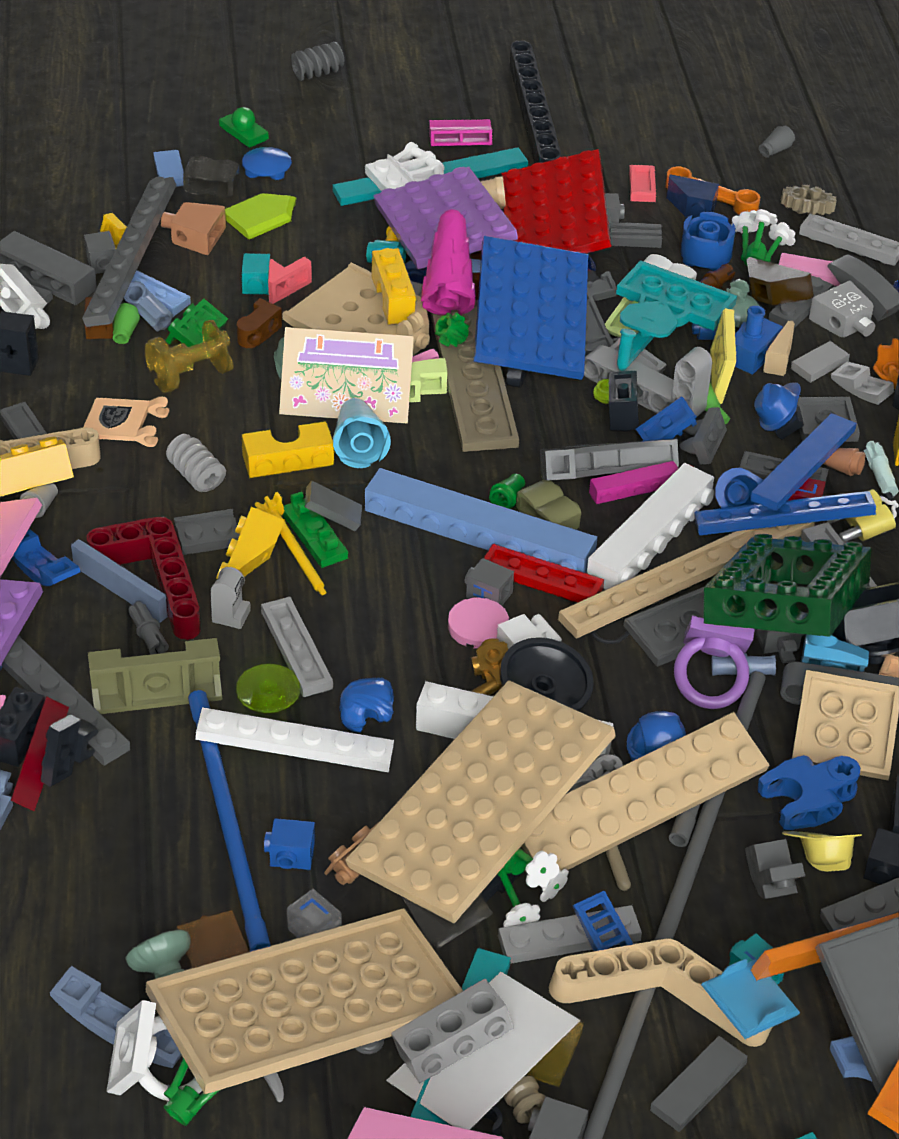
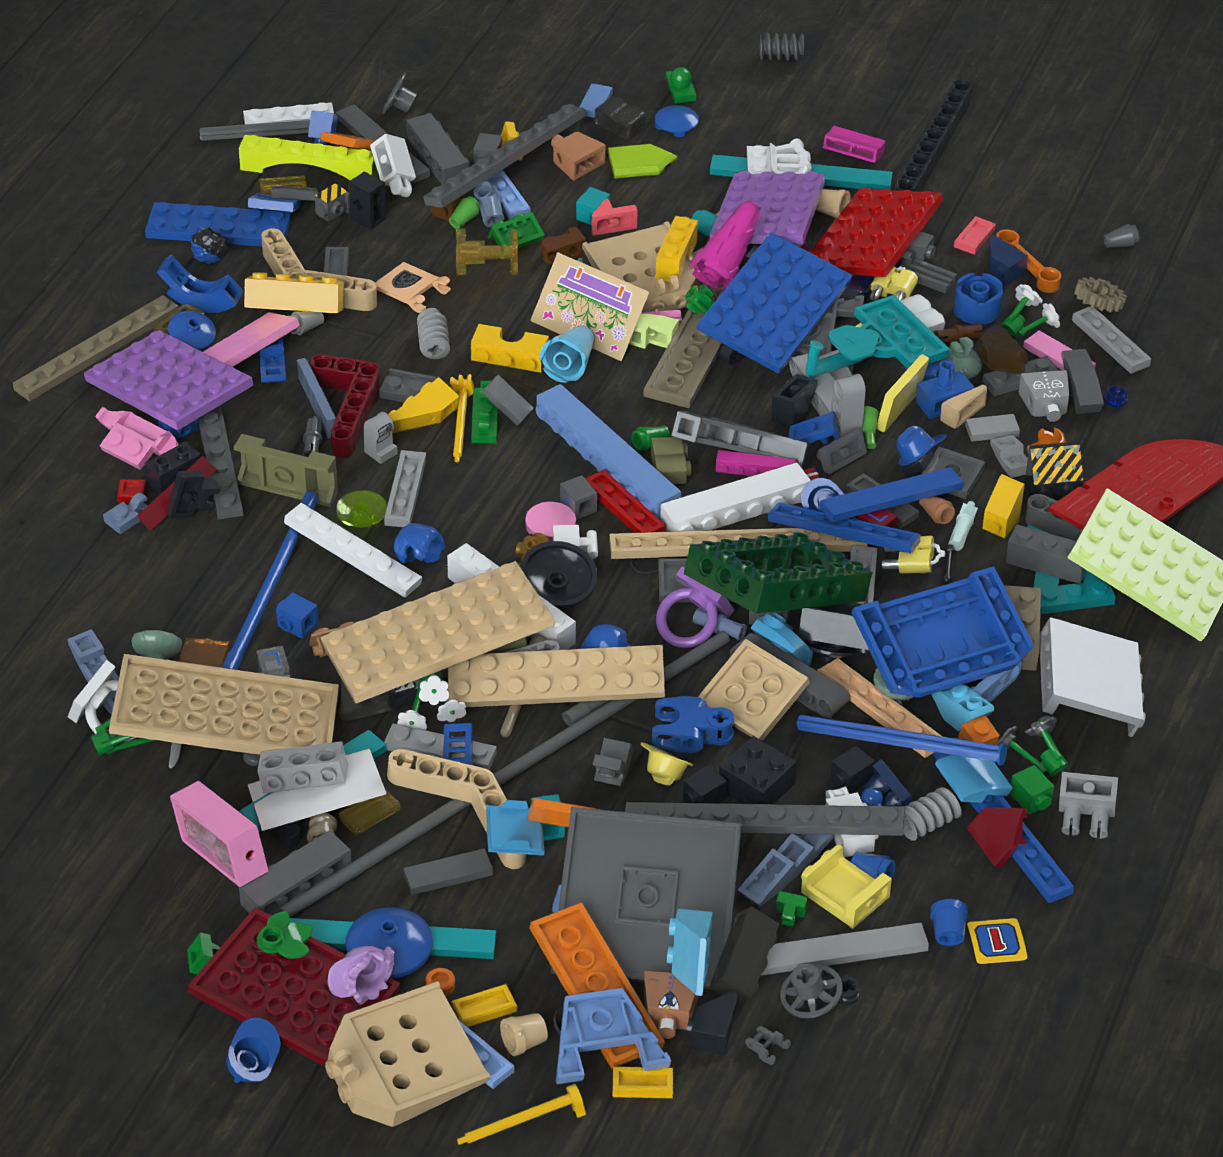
camera: 30 degrees right, 0 degrees up
(621, 253) = (894, 283): none -> light yellow piece

